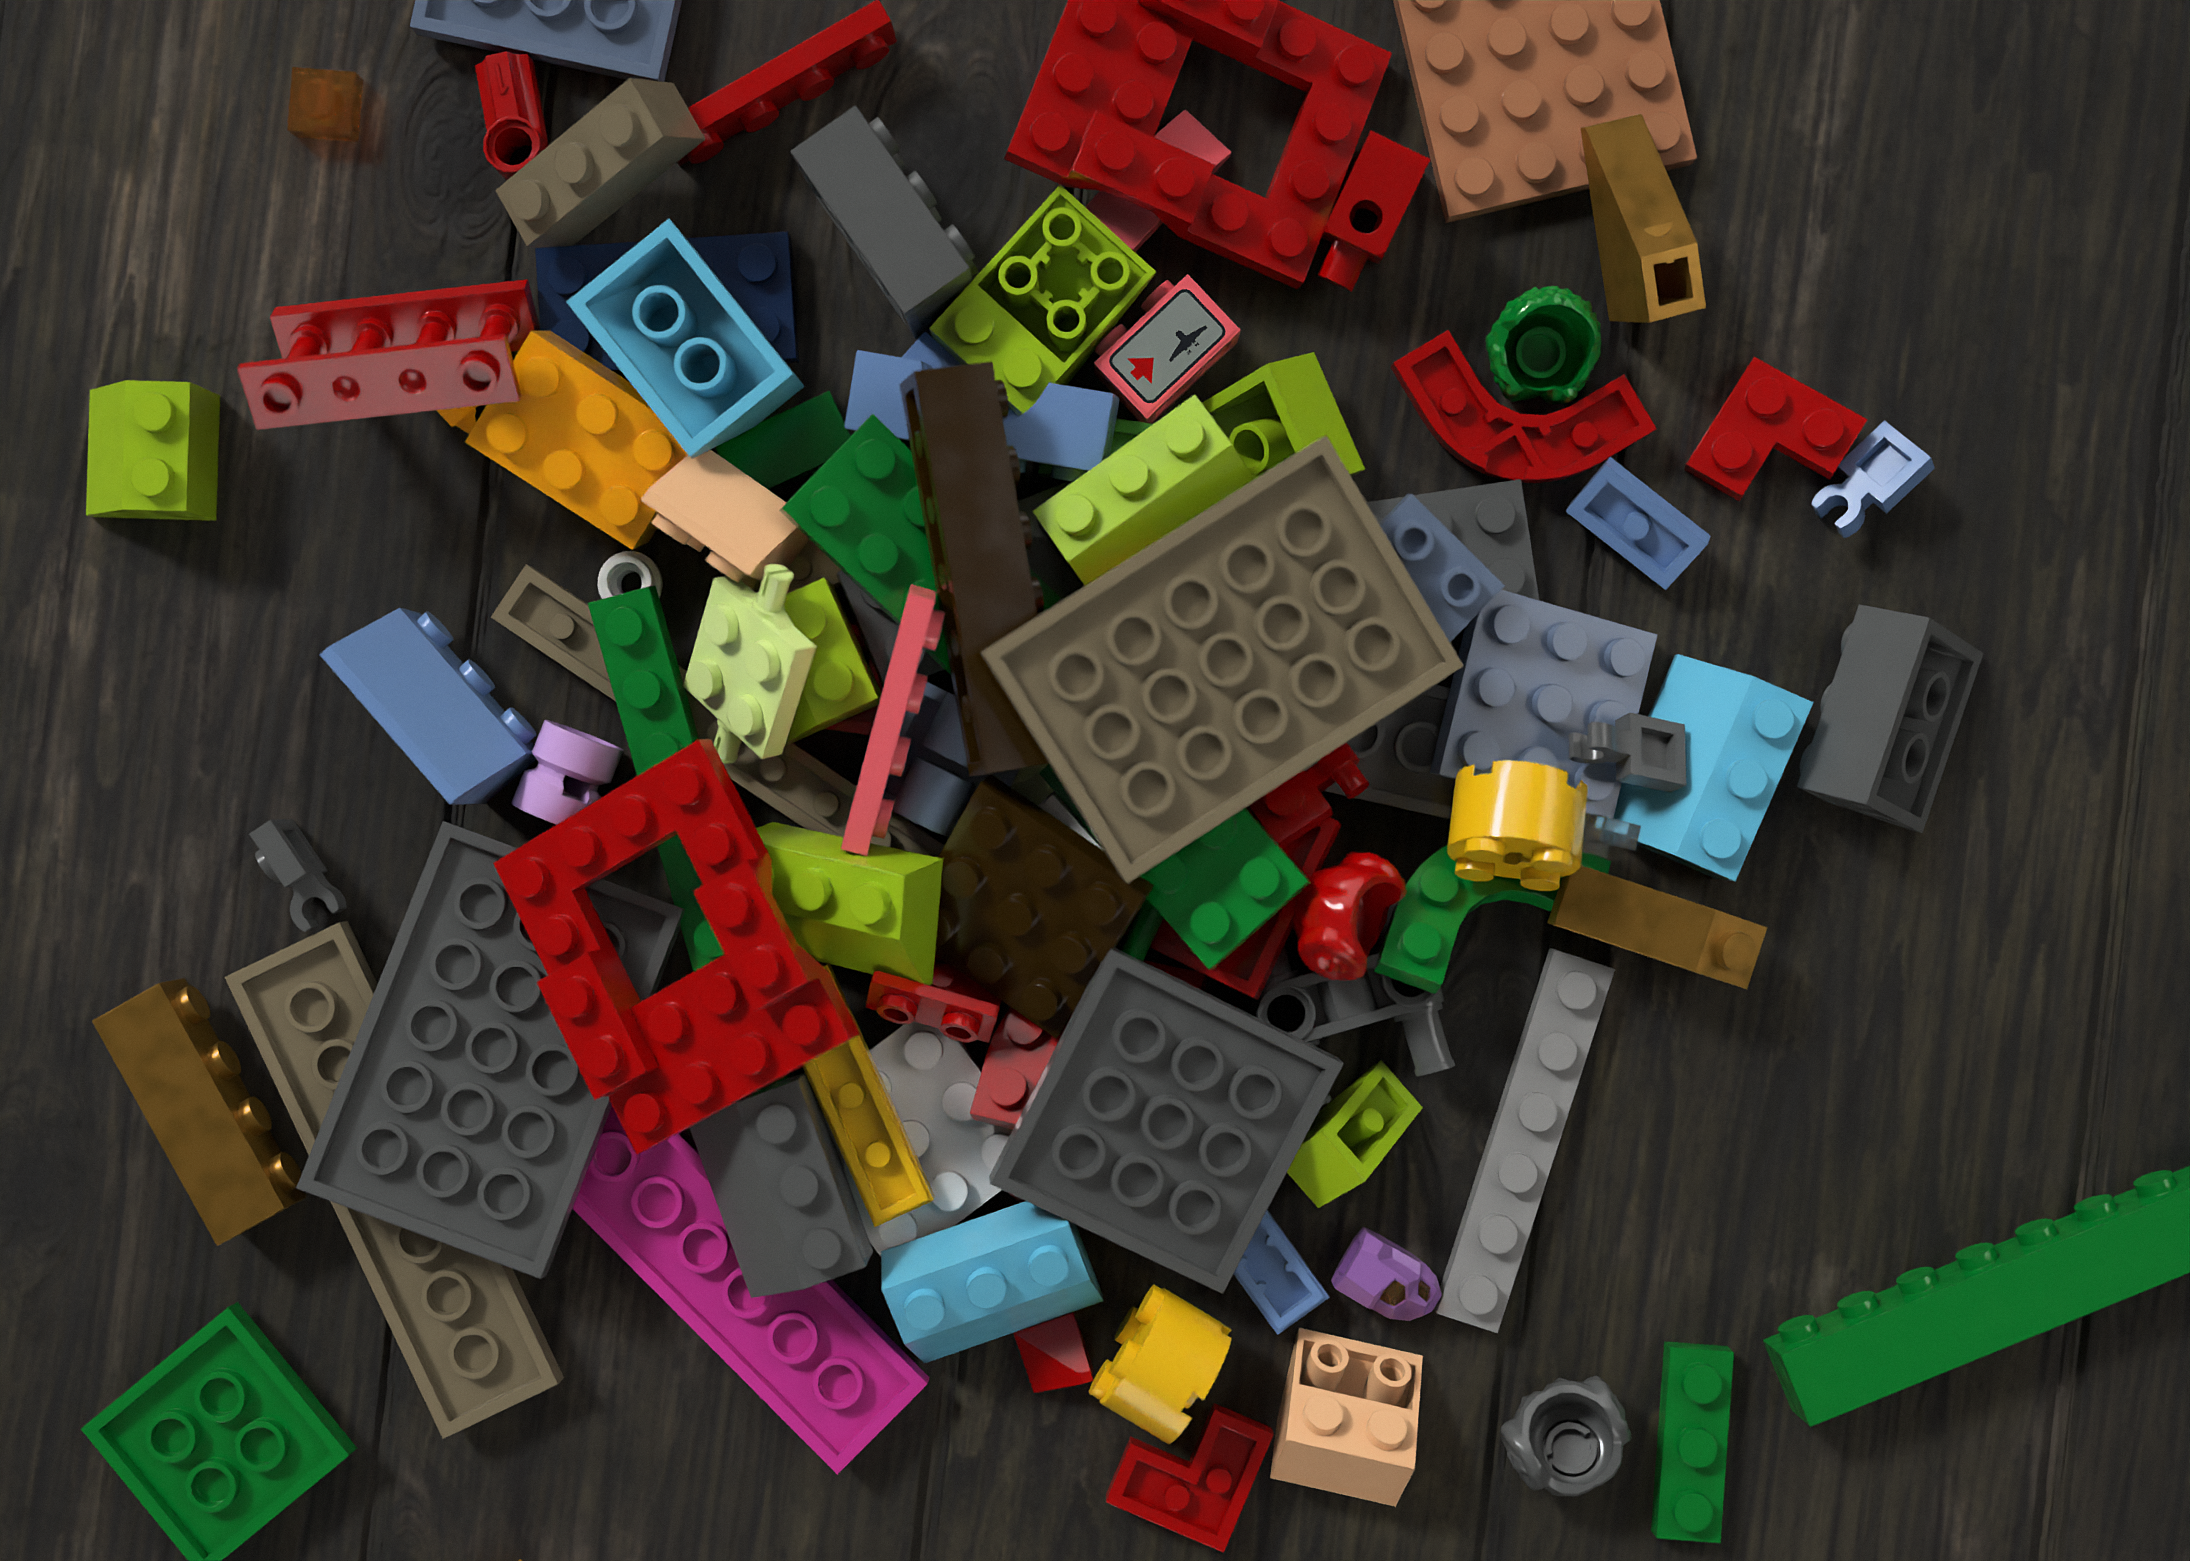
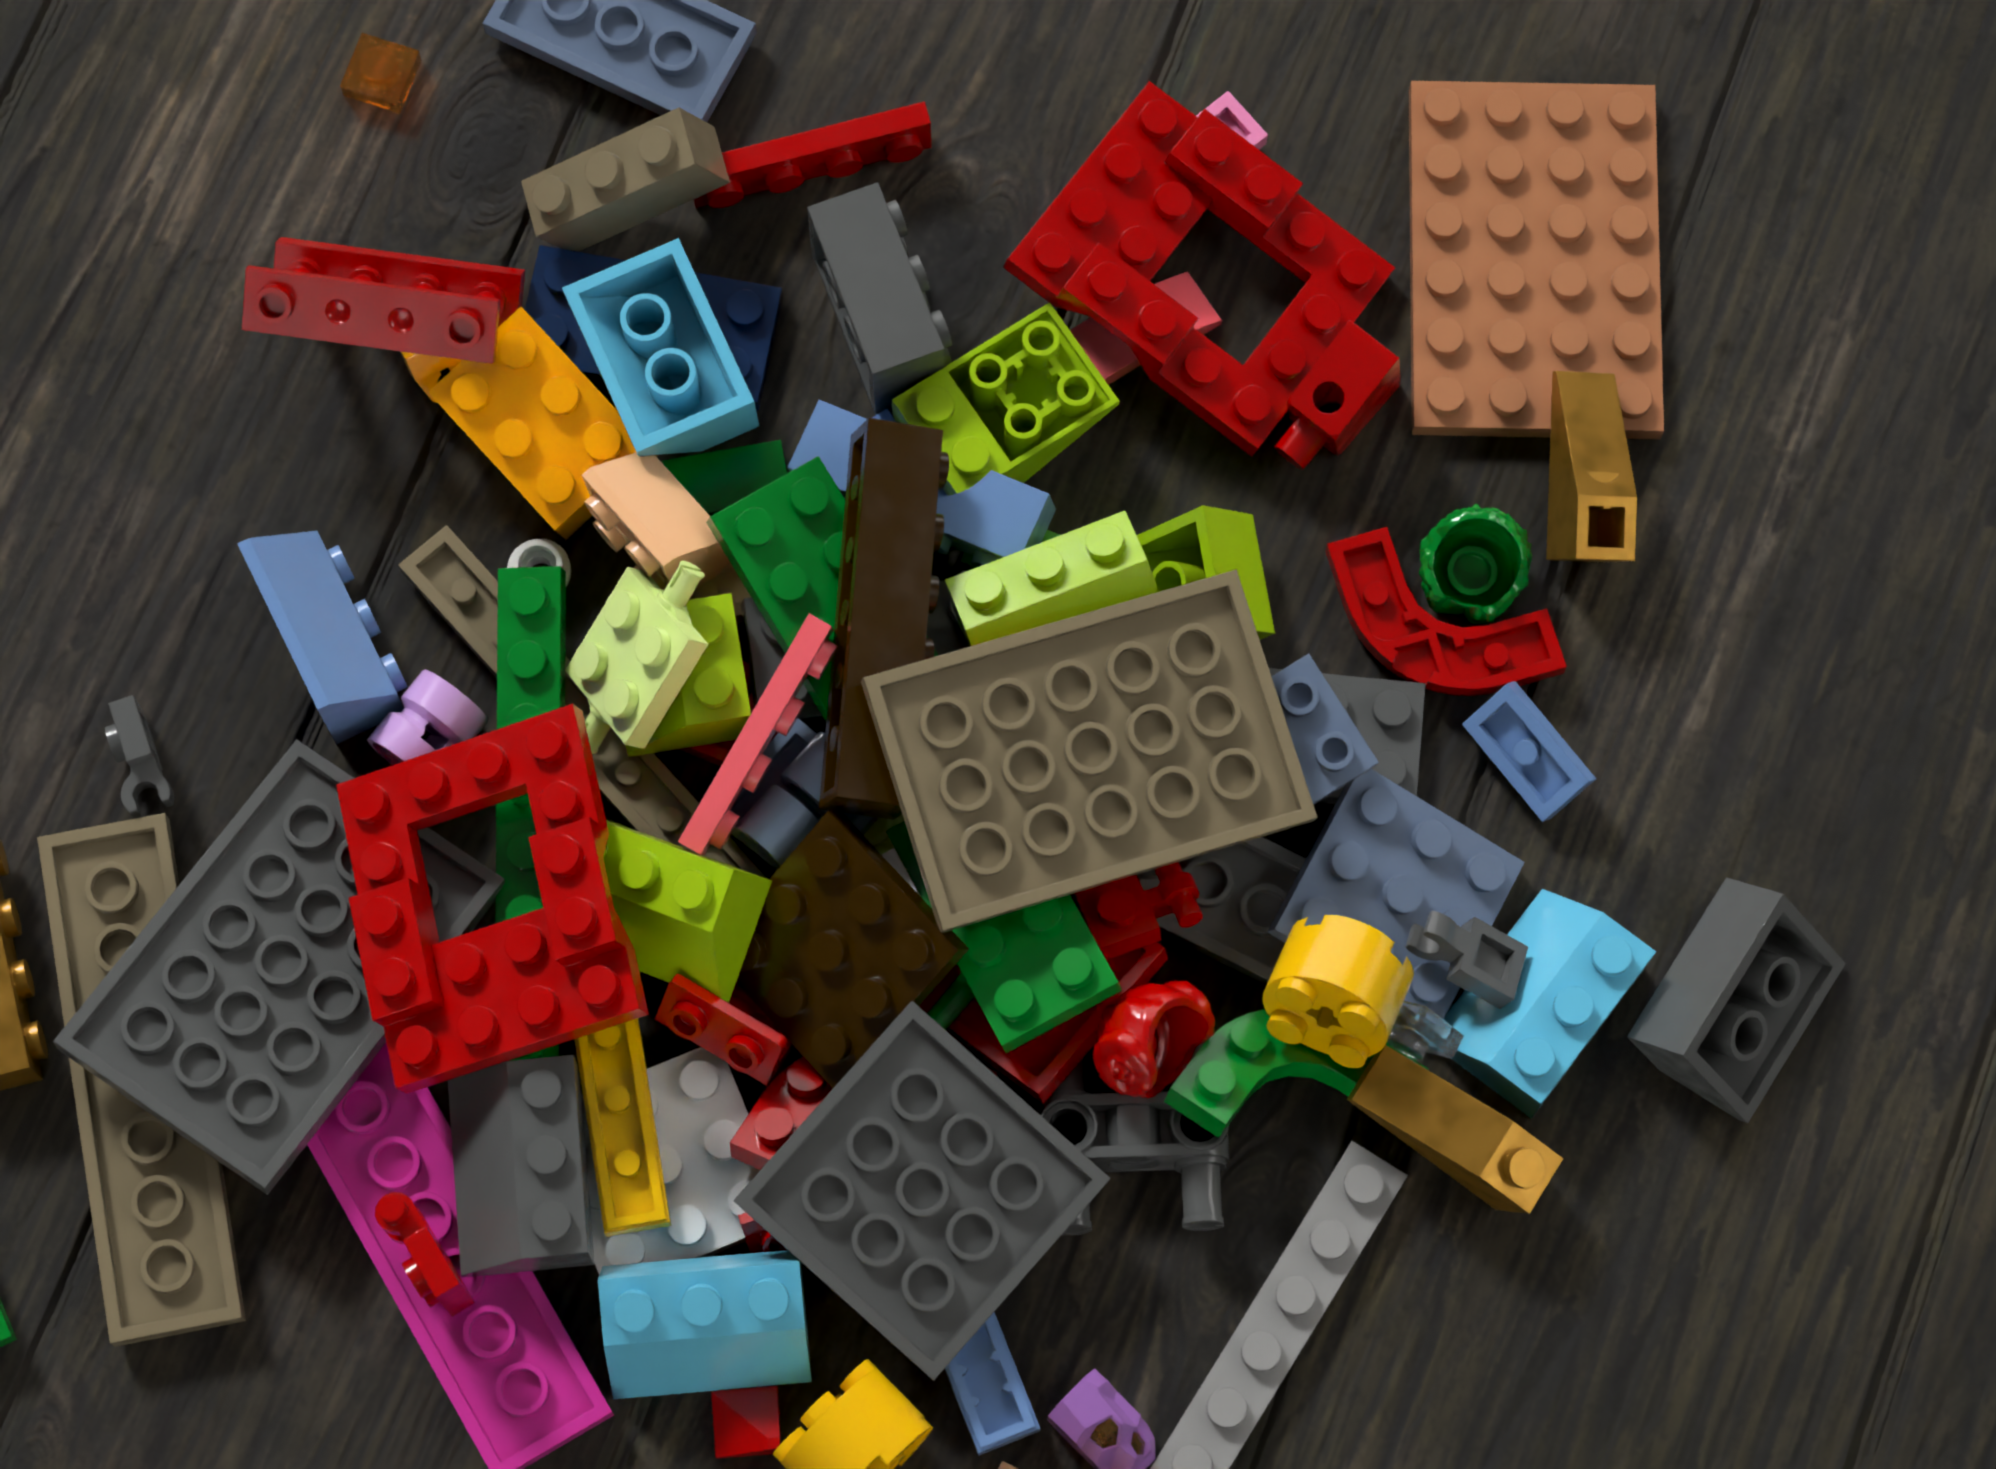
camera: 15 degrees right, 15 degrees down
(153, 451) = (122, 337): lime slope -> none
(510, 109) = (553, 116): red piece -> none
(719, 1308) = (429, 1266): none -> red plate
(1164, 348) = (1119, 472): brick -> none
(1353, 1135) = (1101, 1270): lime slope -> none
(1770, 413) = (1685, 683): red plate -> none
(1874, 472) = (1770, 761): medium blue plate -> none

